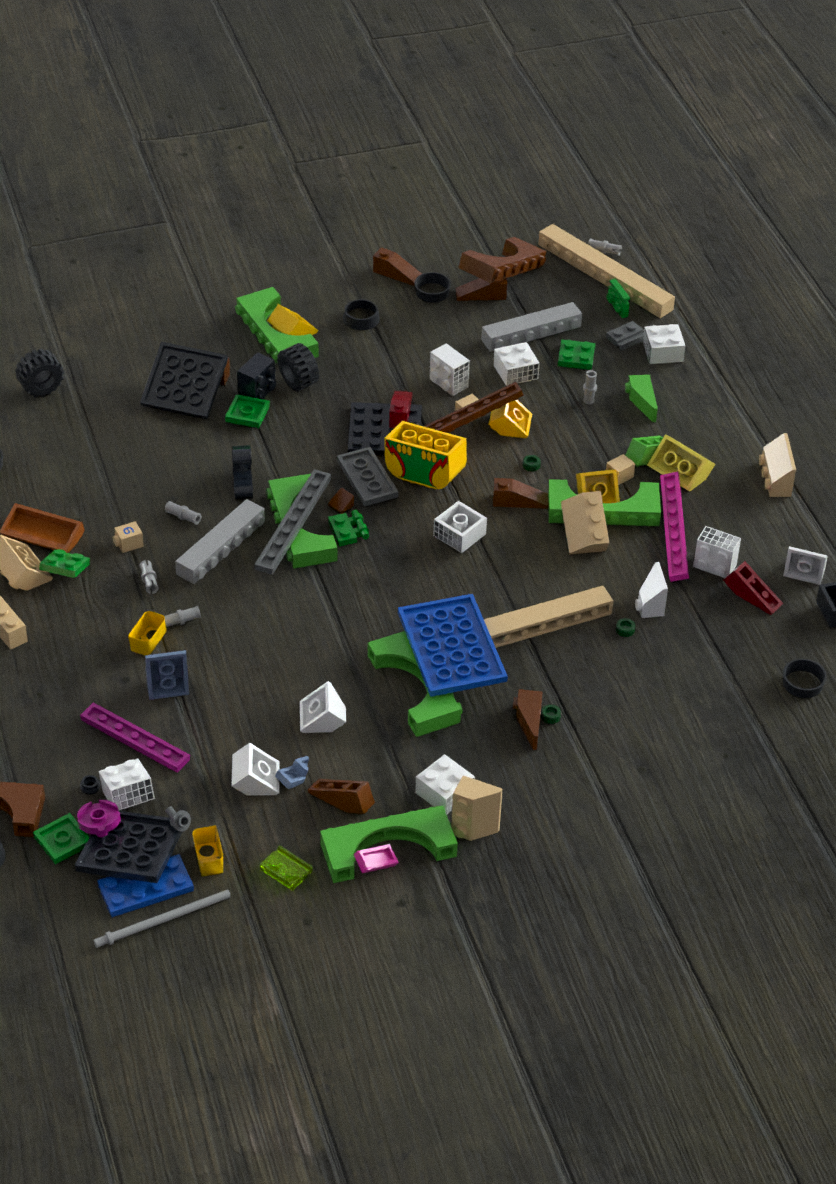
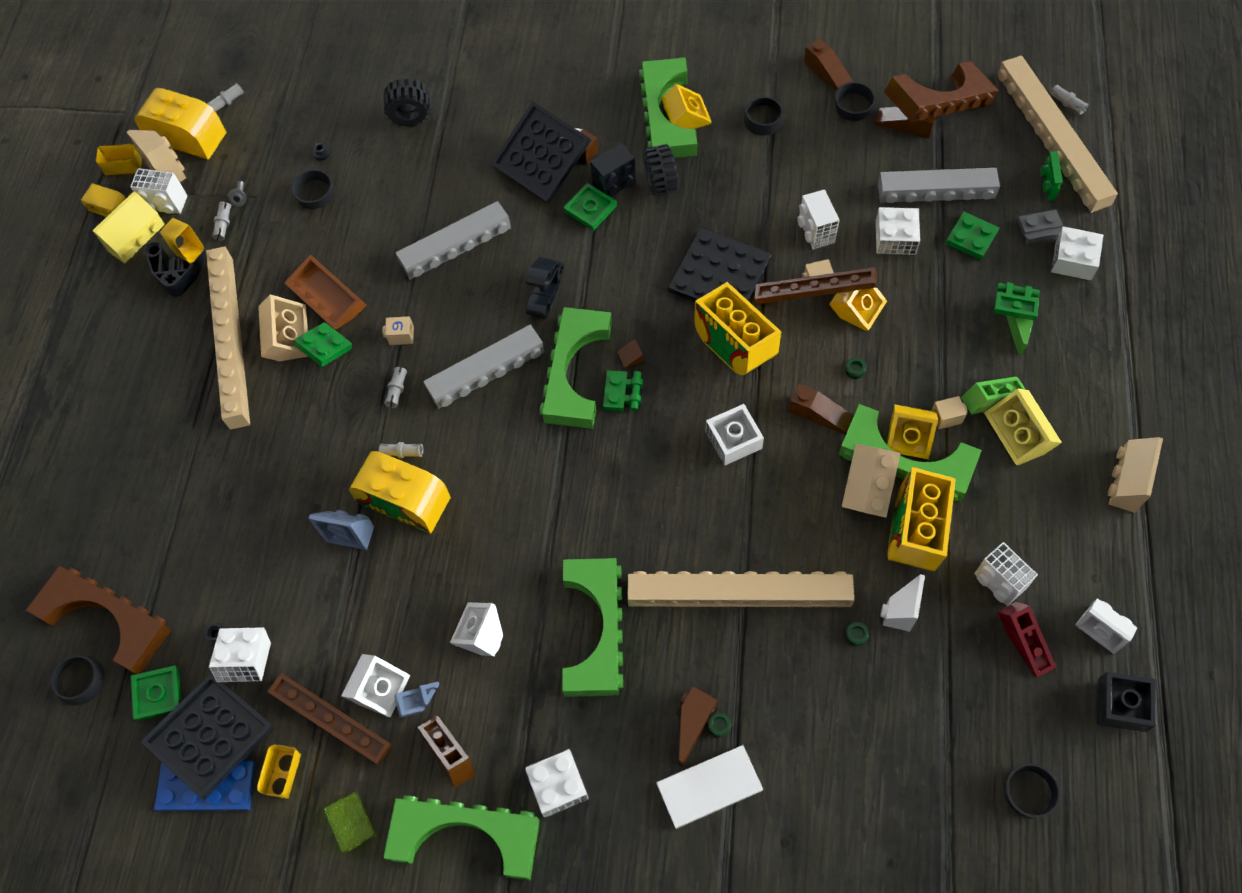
camera: 30 degrees right, 20 degrees up
(99, 817) = (193, 700): magenta plate -> none
(109, 937) = (139, 840): light grey bar -> none
(135, 737) = (285, 591): magenta plate -> none
(139, 463) = (453, 240): none -> light grey brick
(144, 645) = (347, 458): yellow piece -> none
(179, 820) = (261, 729): dark grey plate -> none
(183, 512) = (466, 316): light grey pin -> none
(206, 633) = (400, 491): none -> yellow brick
(229, 806) = (330, 719): none -> reddish brown plate
(292, 522) = (558, 373): dark grey plate -> none
(367, 476) = (671, 330): dark grey plate -> none
(376, 858) = (437, 857): dark pink tile -> none
(399, 408) = (742, 255): dark red slope -> none
(452, 645) = (645, 602): blue plate -> none
(475, 809) = (558, 845): tan slope -> none
(564, 753) = (709, 786): none -> white tile
(590, 387) = (963, 290): light grey pin -> none
(635, 381) = (1016, 305): none -> green plate
(637, 533) = (922, 520): none -> yellow brick
(674, 527) = (974, 514): dark pink plate -> none

